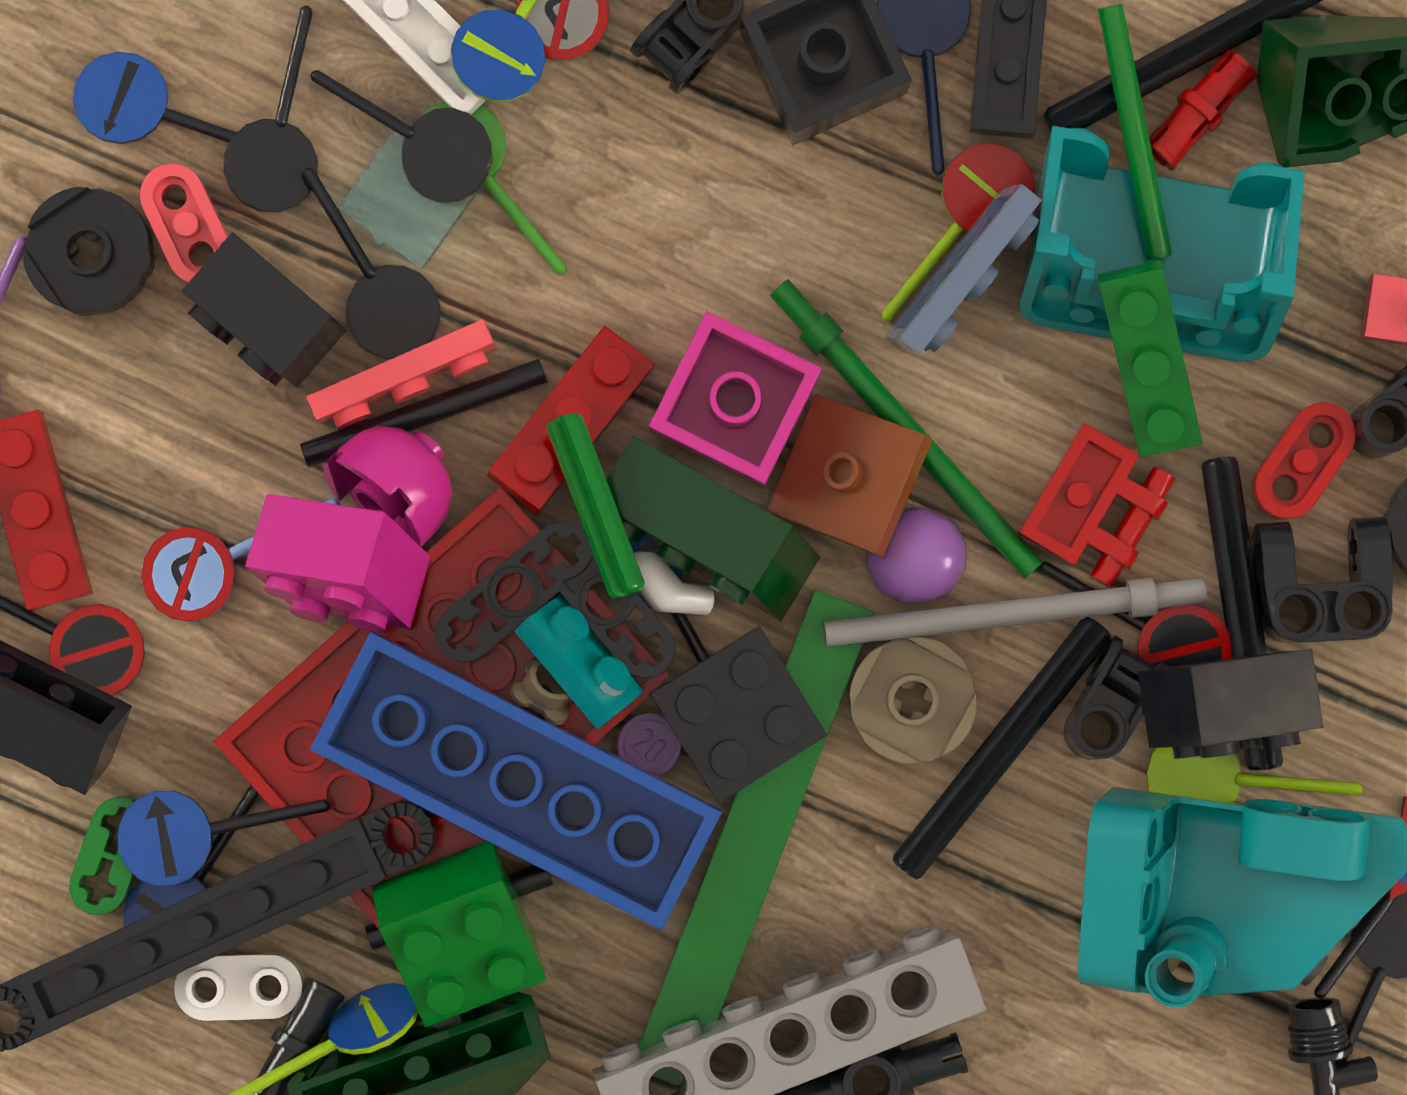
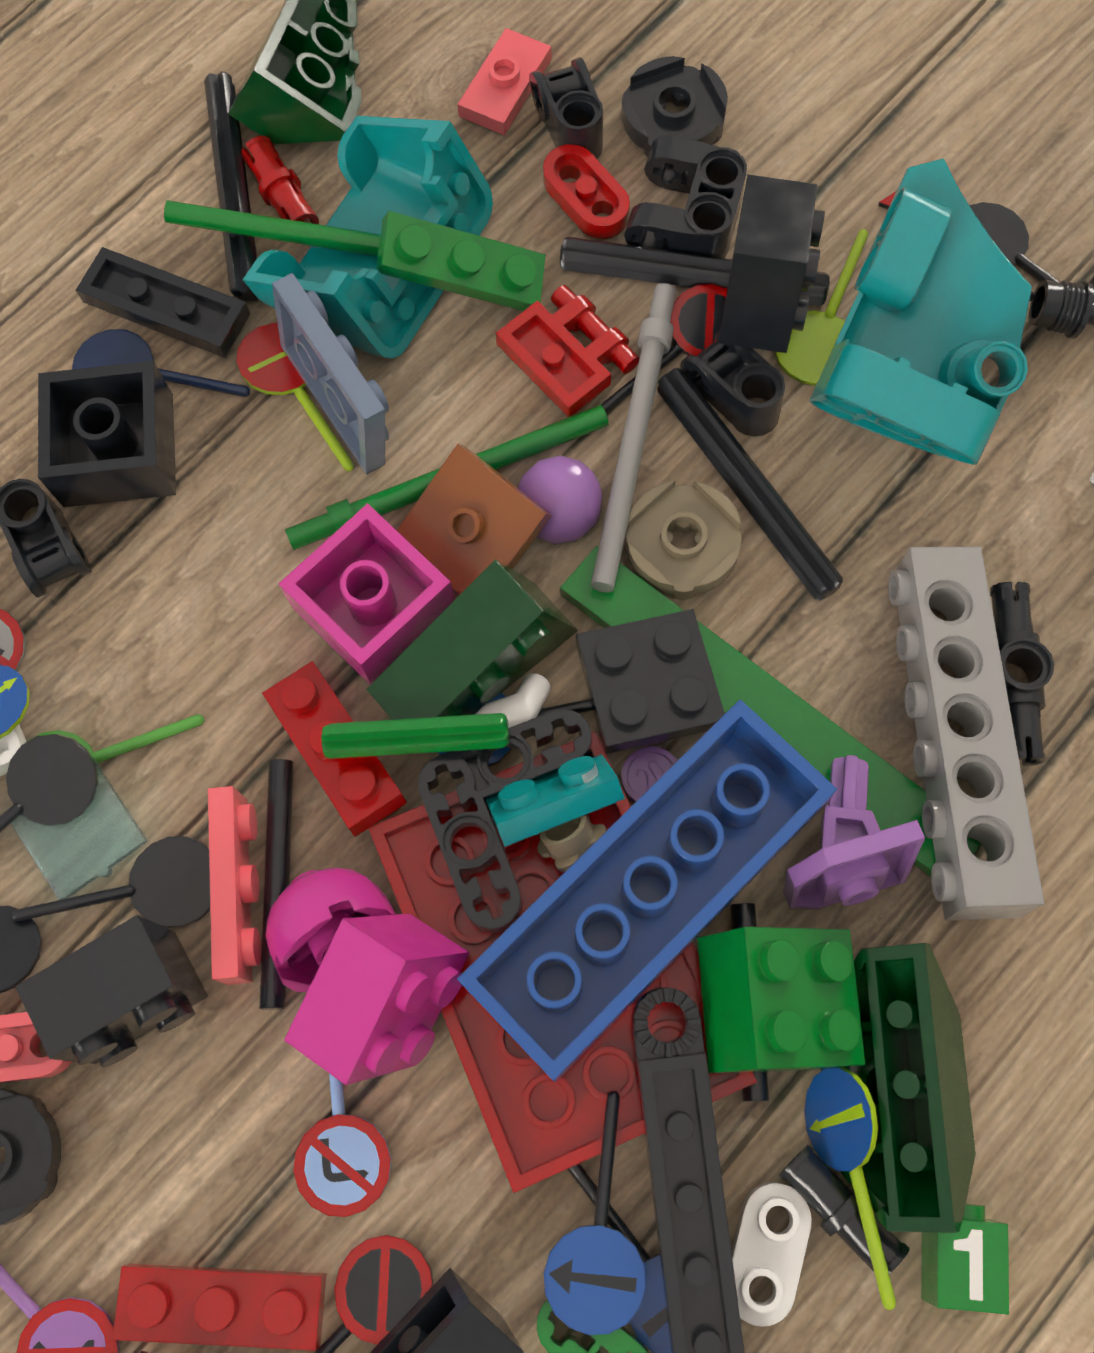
camera: 70 degrees left, 15 degrees down
(629, 959) = (853, 852): none -> medium lavender piece

